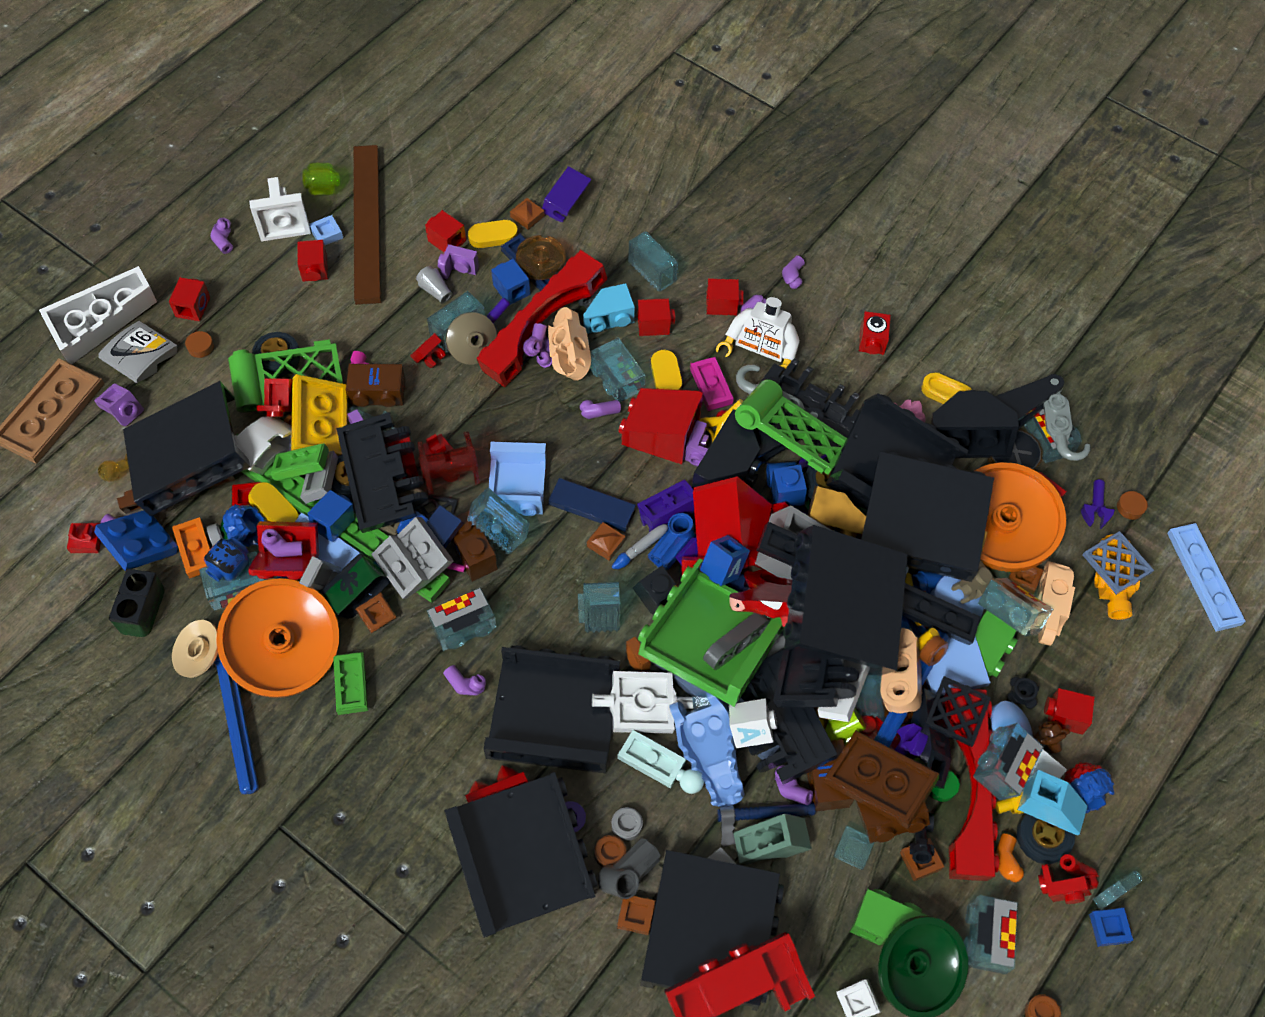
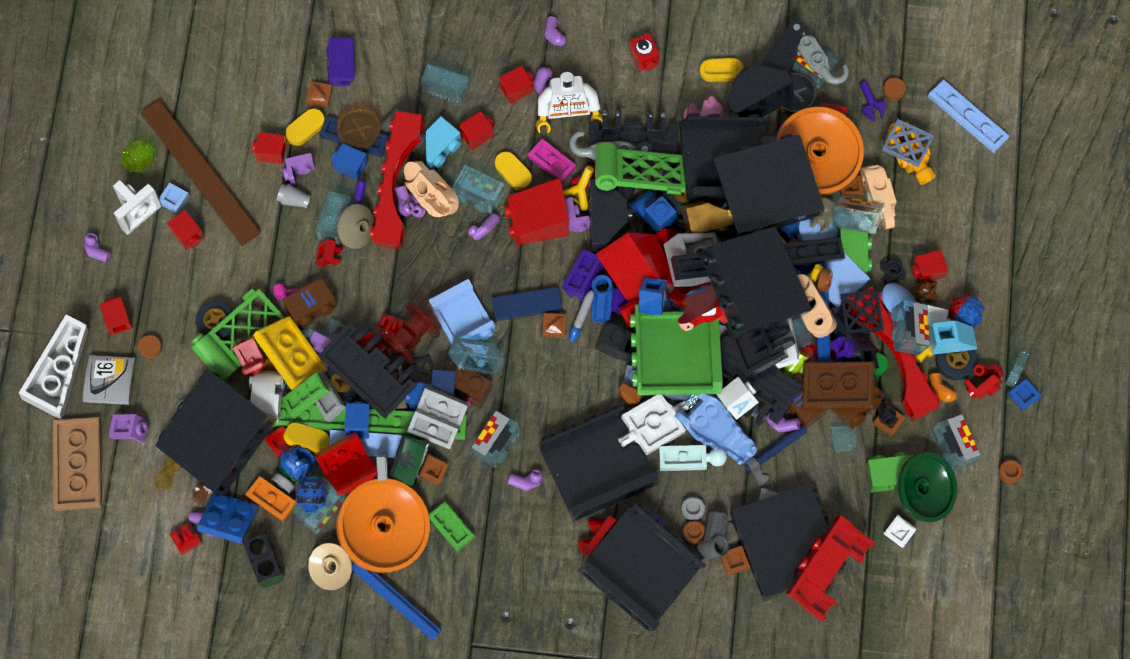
camera: 30 degrees left, 10 degrees up
(278, 546) = (342, 463): medium lavender arm -> none
(600, 606) = (586, 376): clear light blue brick -> none
(735, 640) = (696, 350): dark grey beam -> none
(772, 838) = (791, 464): sand green arch -> none

